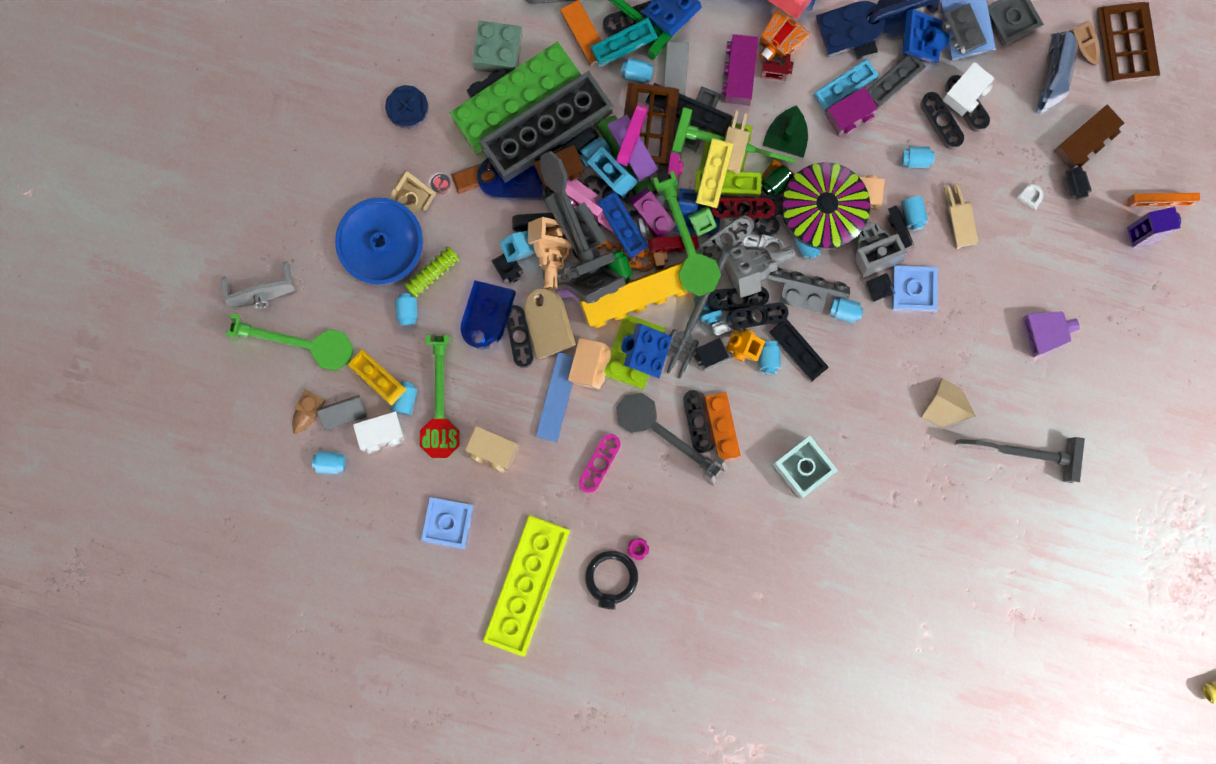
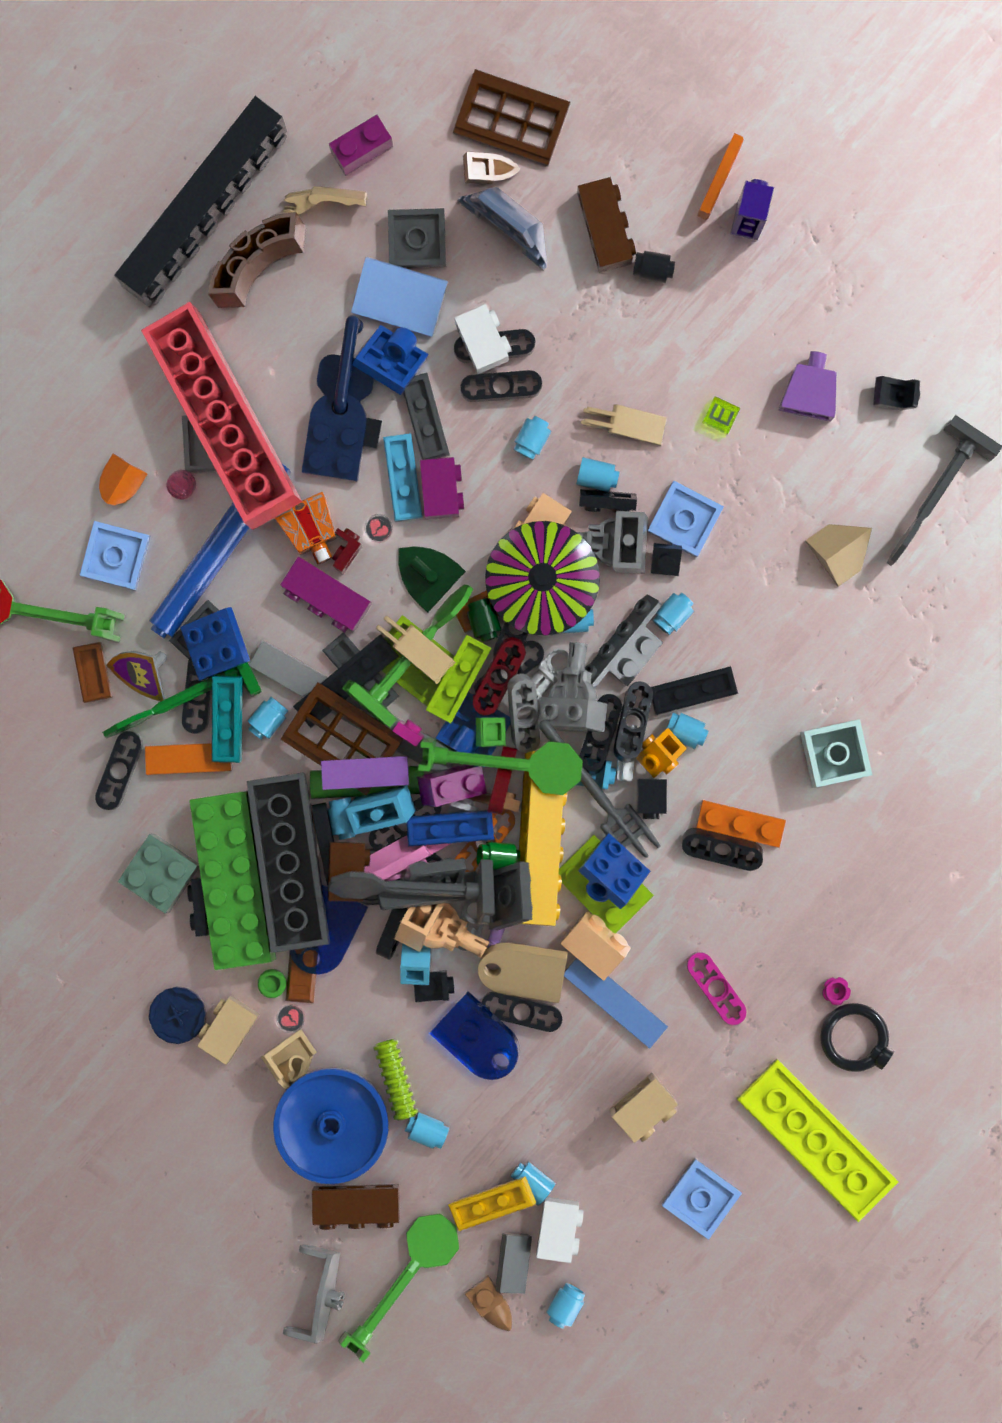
camera: 65 degrees left, 5 degrees up
(332, 285) = (355, 1206): none -> reddish brown brick
(412, 143) = (227, 1030): none -> tan brick
(439, 436) = (594, 1160): bright green piece -> none
(458, 159) = (272, 983): none -> bright green tile
(632, 134) = (352, 767): dark pink beam -> none
(638, 414) = (681, 915): dark grey piece -> none
(714, 173) = (442, 691): light yellow tile -> none
(803, 85) = (378, 528): none -> clear tile
(965, 29) = (406, 306): flat silver bracket -> none
(999, 278) = (721, 415): none -> clear neon green tile
(1031, 196) = (641, 327): white tile -> none
(1077, 391) = (896, 393): none -> black bracket

